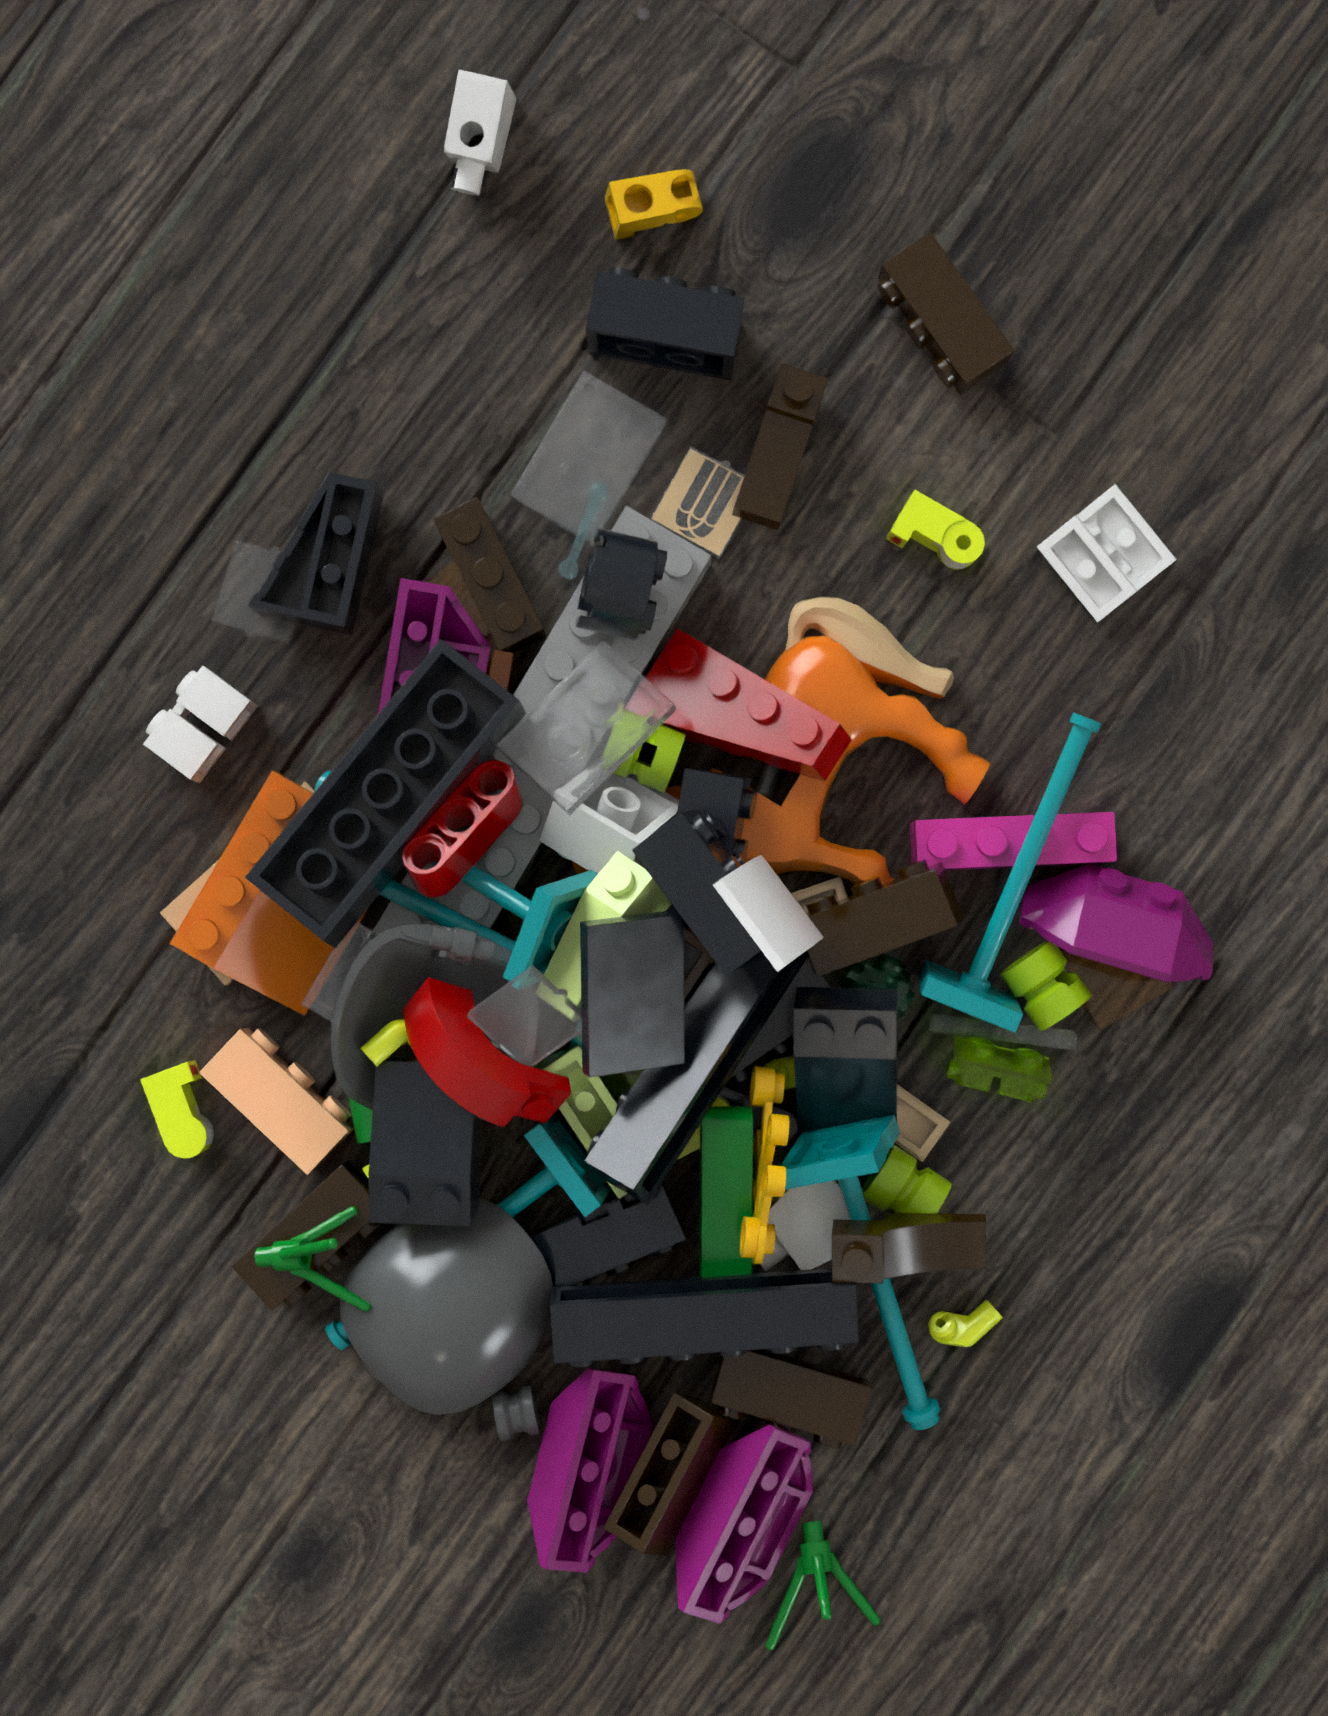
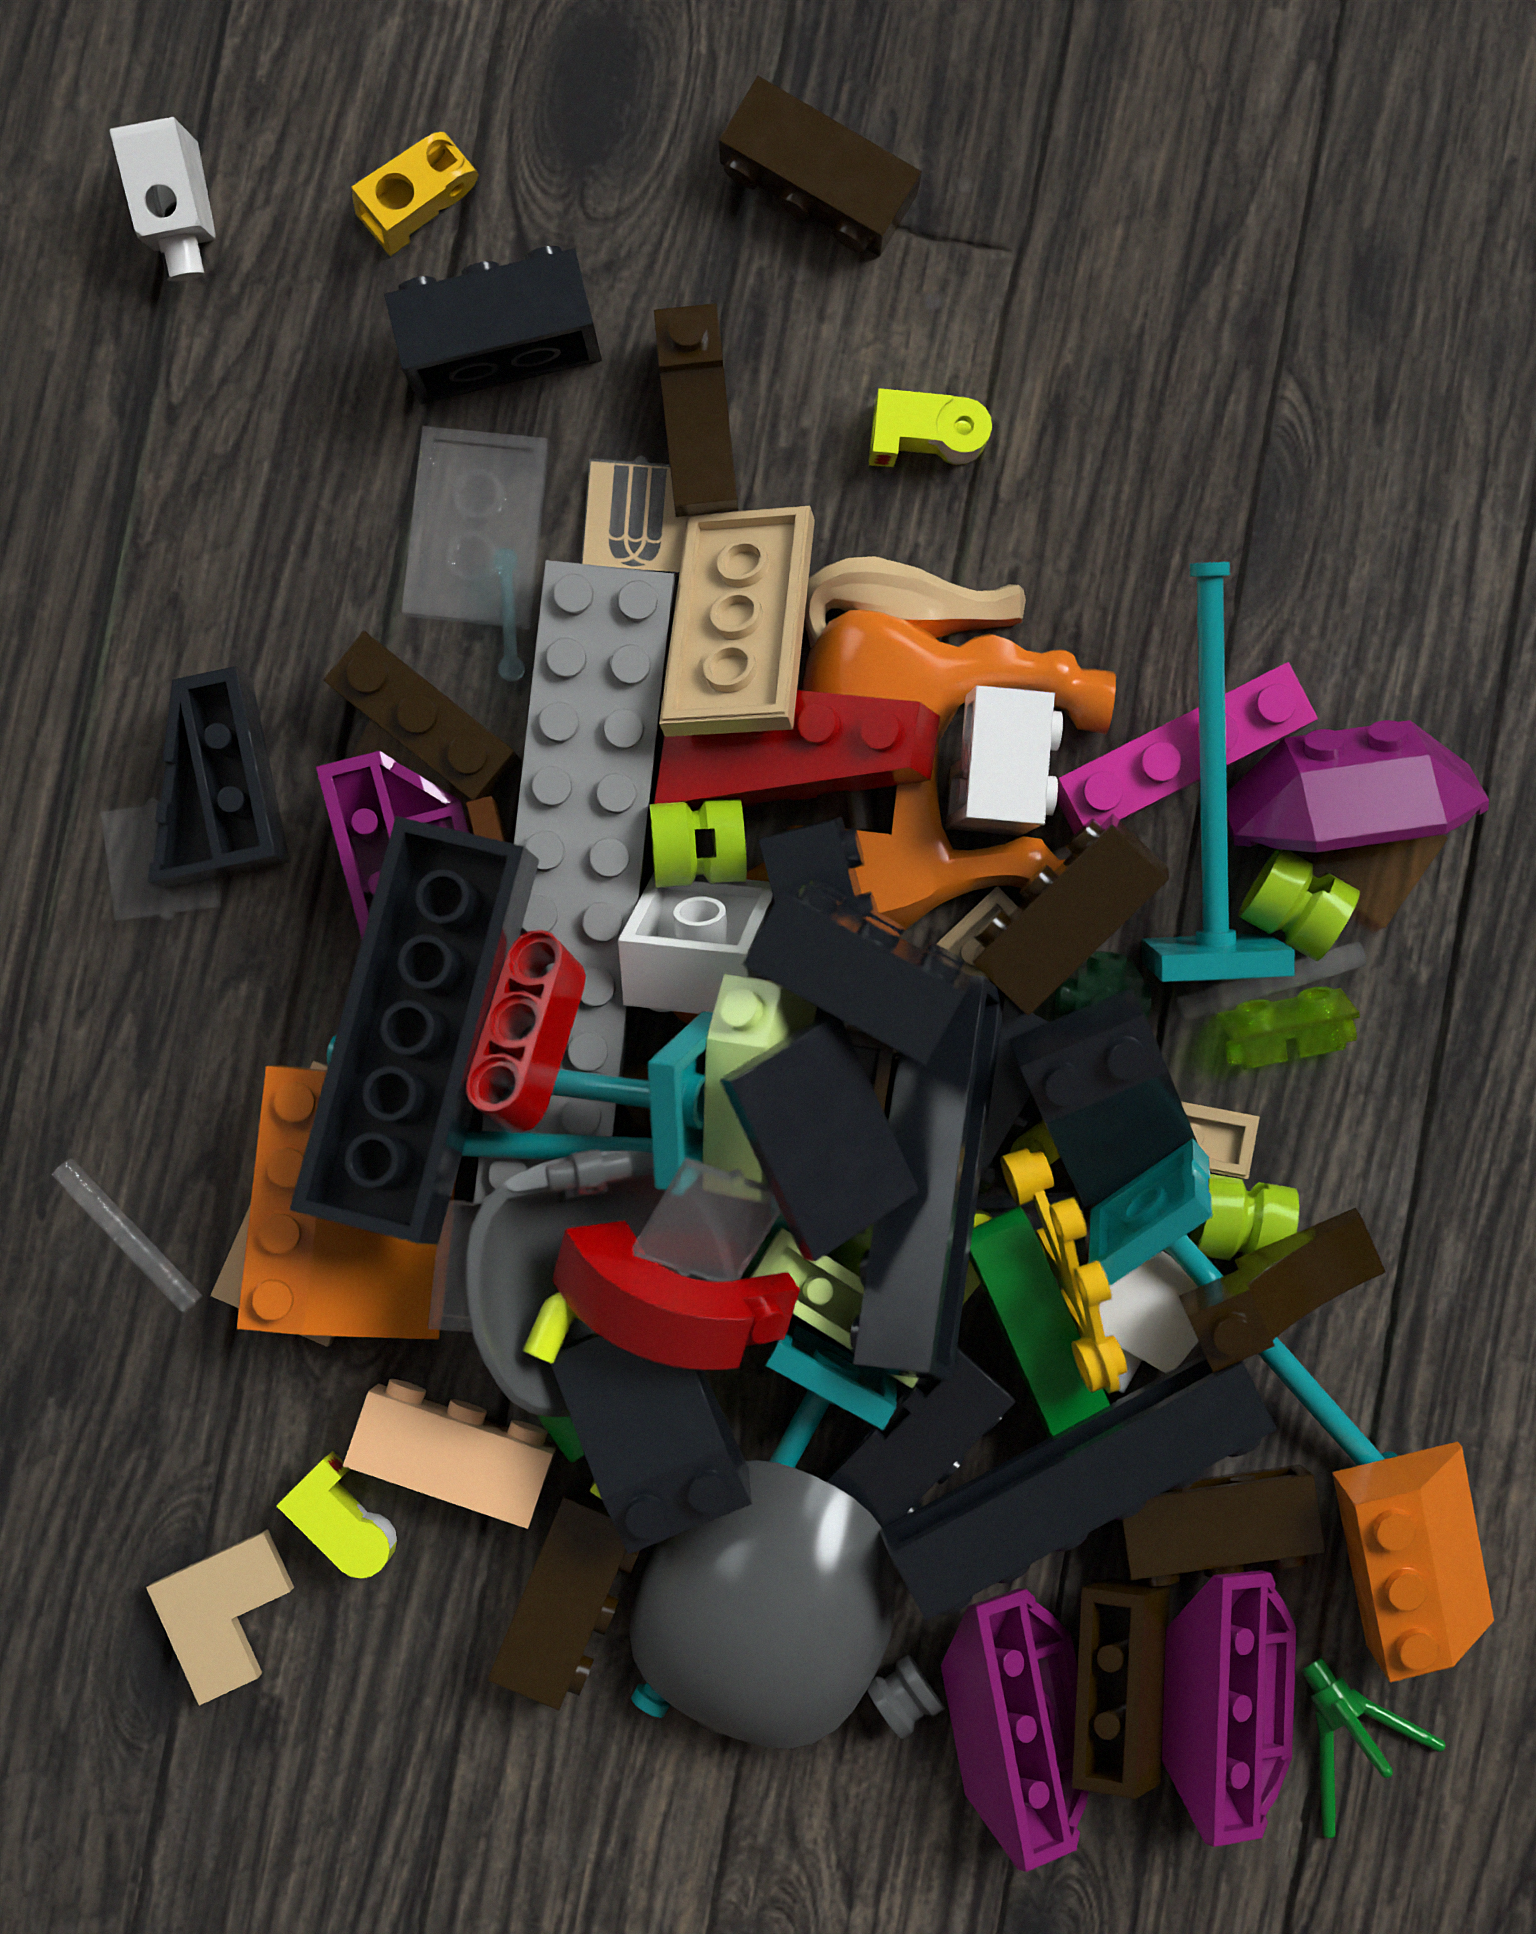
camera: 25 degrees left, 0 degrees up
(54, 1129) = (202, 1610): none -> tan tile
(120, 844) = (127, 1235): none -> clear bar
(184, 743) = (149, 1081): white piece -> none
(296, 1256) = (559, 1632): green plant -> none
(586, 727) = (619, 844): clear tile -> none
(619, 585) = (582, 655): black brick -> none
(741, 609) = (738, 622): none -> tan tile
(768, 912) = (942, 965): white slope -> none
(881, 792) = (1004, 762): none -> white brick
(917, 1480) = (1415, 1559): none -> orange slope
(963, 1329) = (1386, 1354): neon yellow arm -> none
(1106, 553) = (1137, 363): white slope -> none

